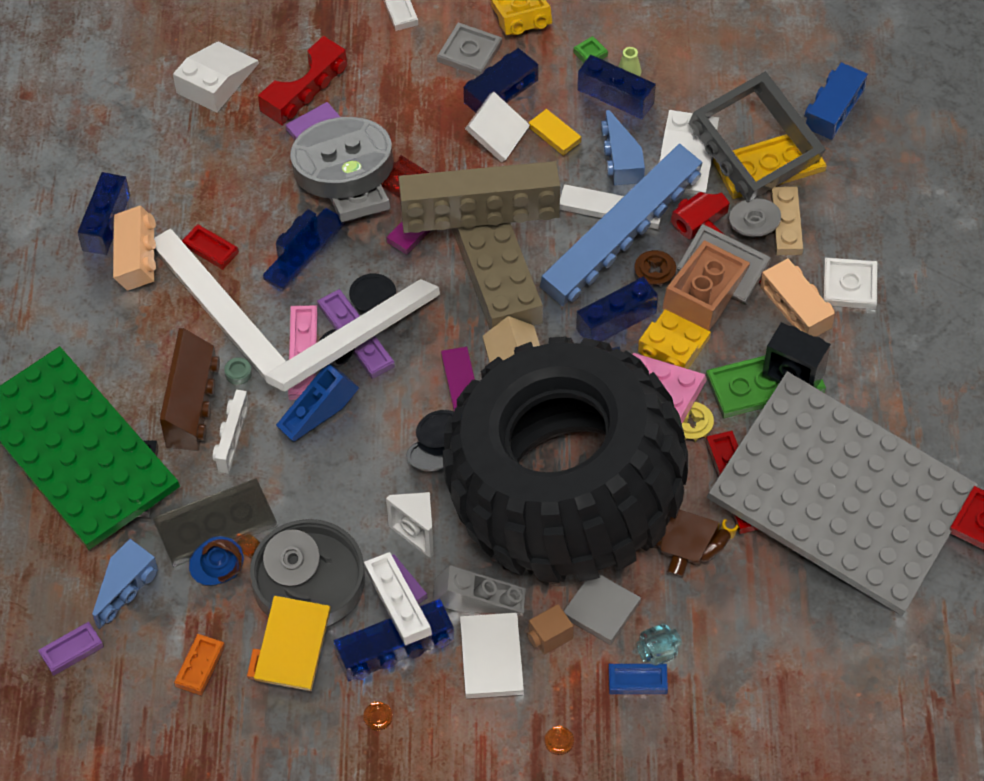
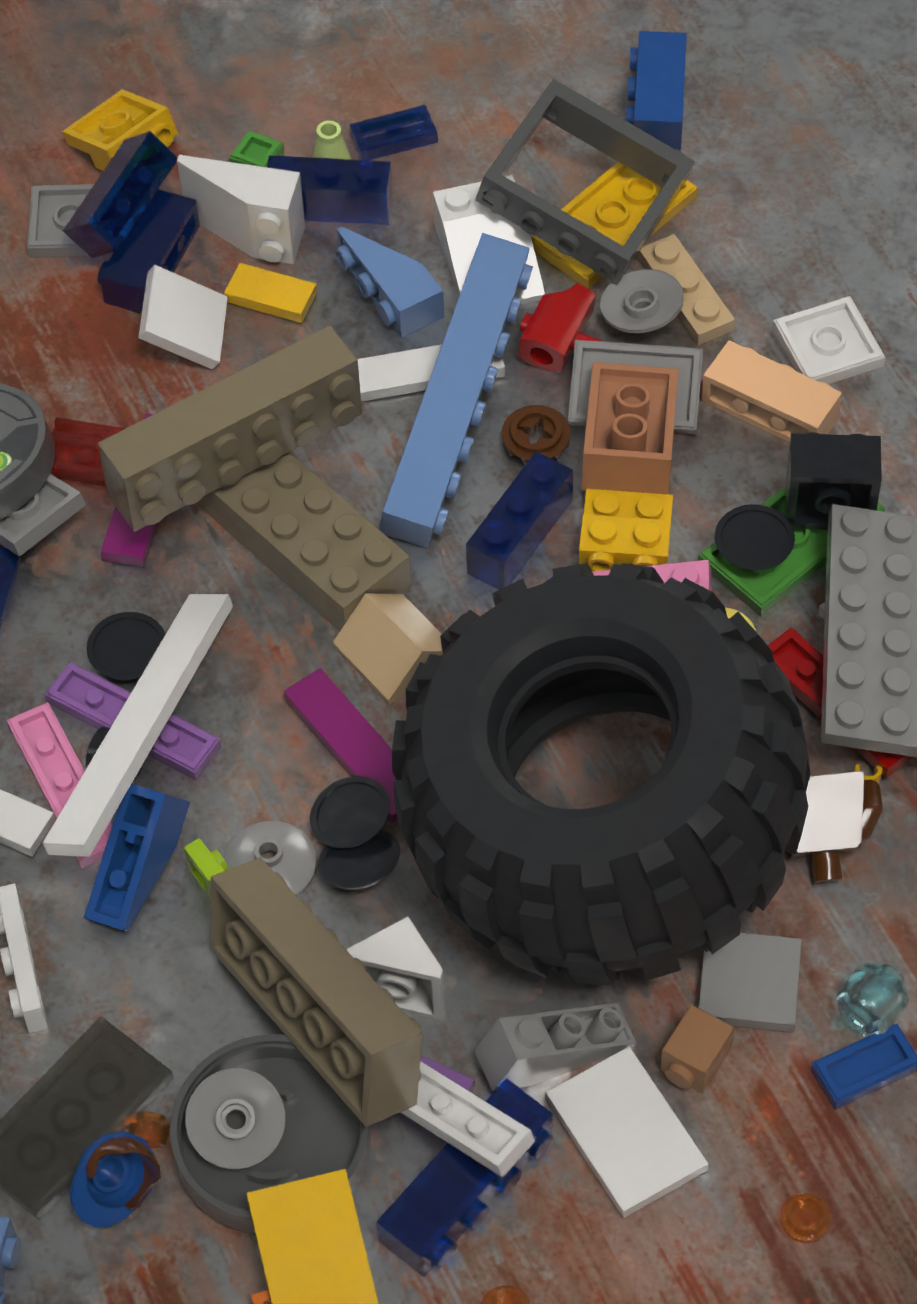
camera: 25 degrees left, 0 degrees up
(351, 426) = (203, 863): none -> lime plate
(363, 509) = (315, 991): none -> dark tan brick
(386, 447) = (294, 857): none -> light grey dish
(497, 45) = (120, 194): none -> clear blue brick
(565, 79) = (247, 205): none -> white slope
(672, 71) = (396, 137): none -> clear blue tile
(739, 372) = (754, 537): none -> black piece

